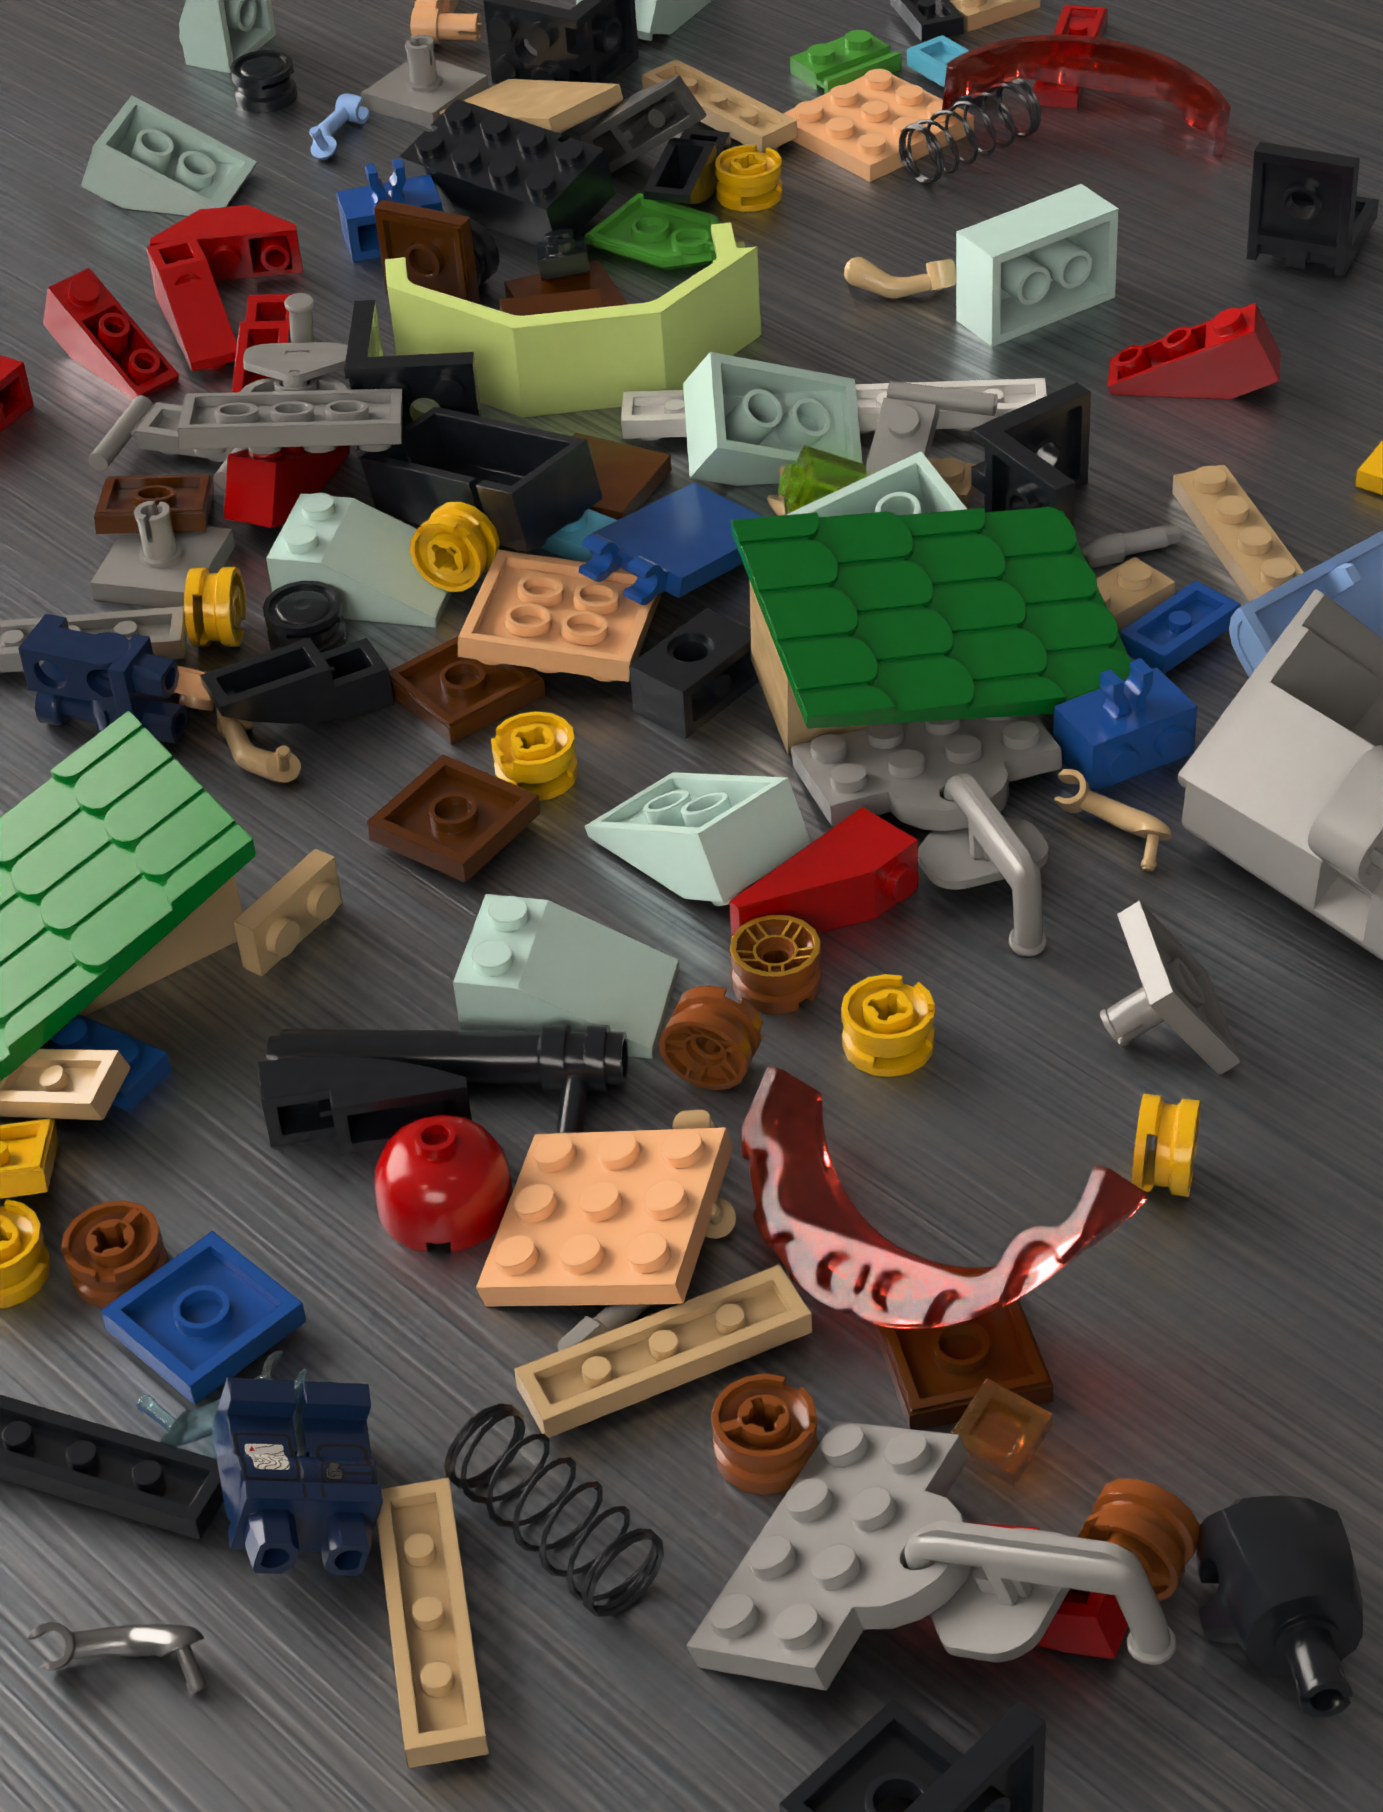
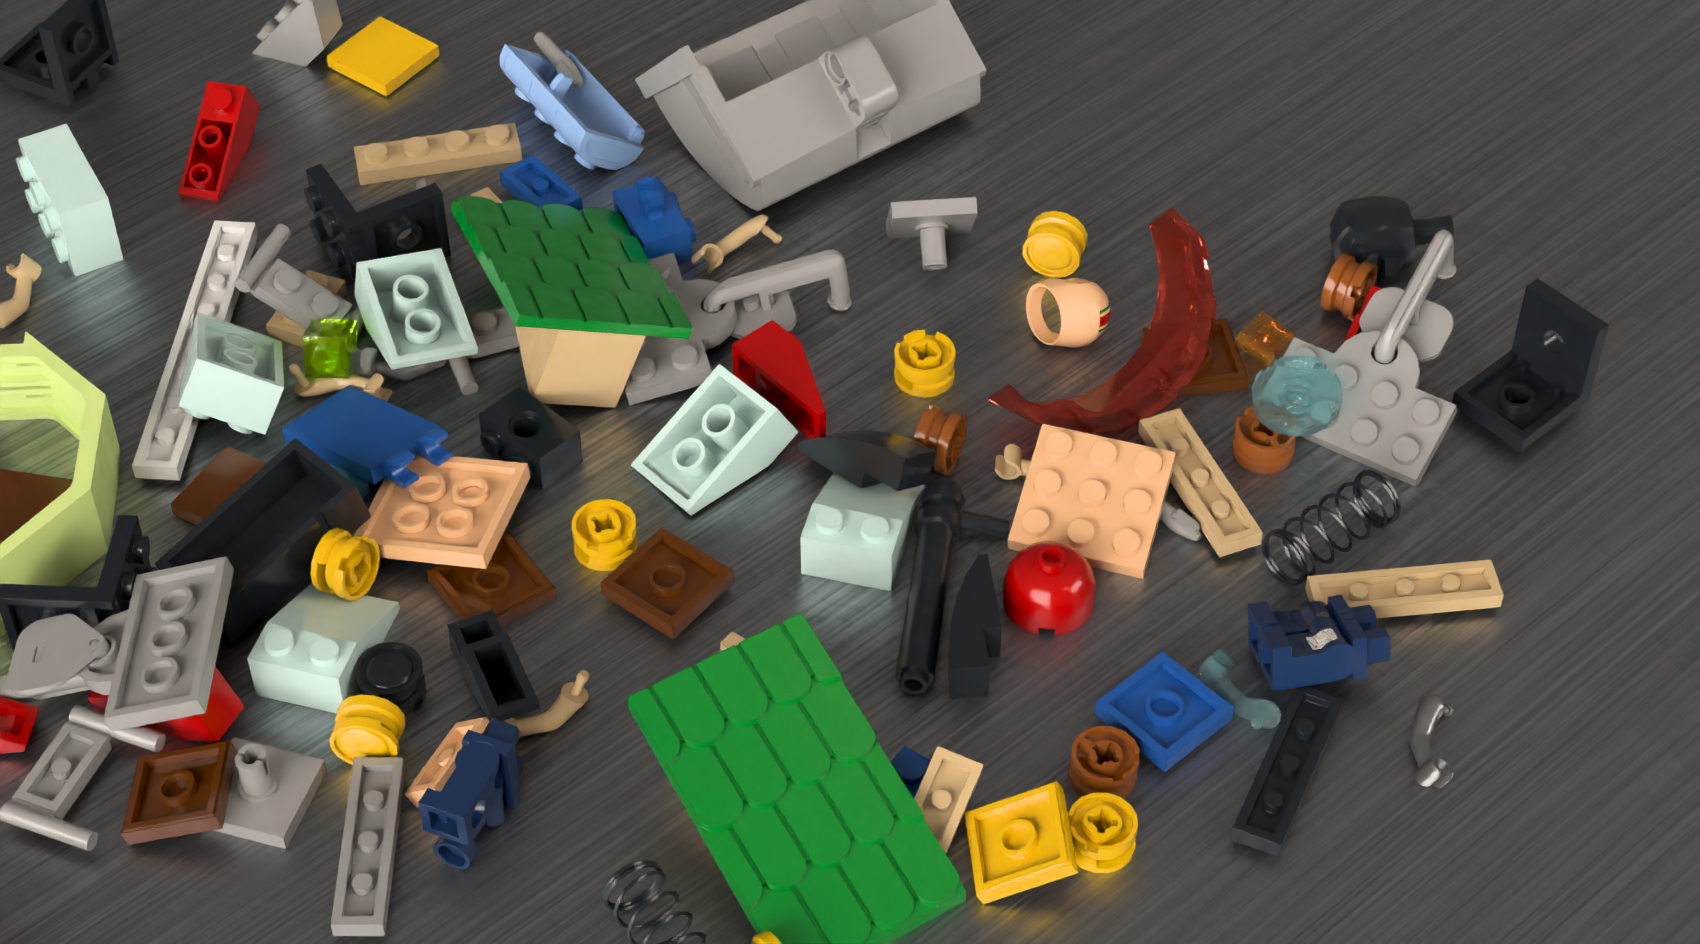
camera: 90 degrees left, 5 degrees up
(655, 962) = (872, 458): none -> black slope
(776, 963) = (857, 407): dark orange wheel -> none
(814, 1438) = (1296, 379): none -> clear light blue plate
(1006, 1168) = (1082, 309): none -> light nougat helmet

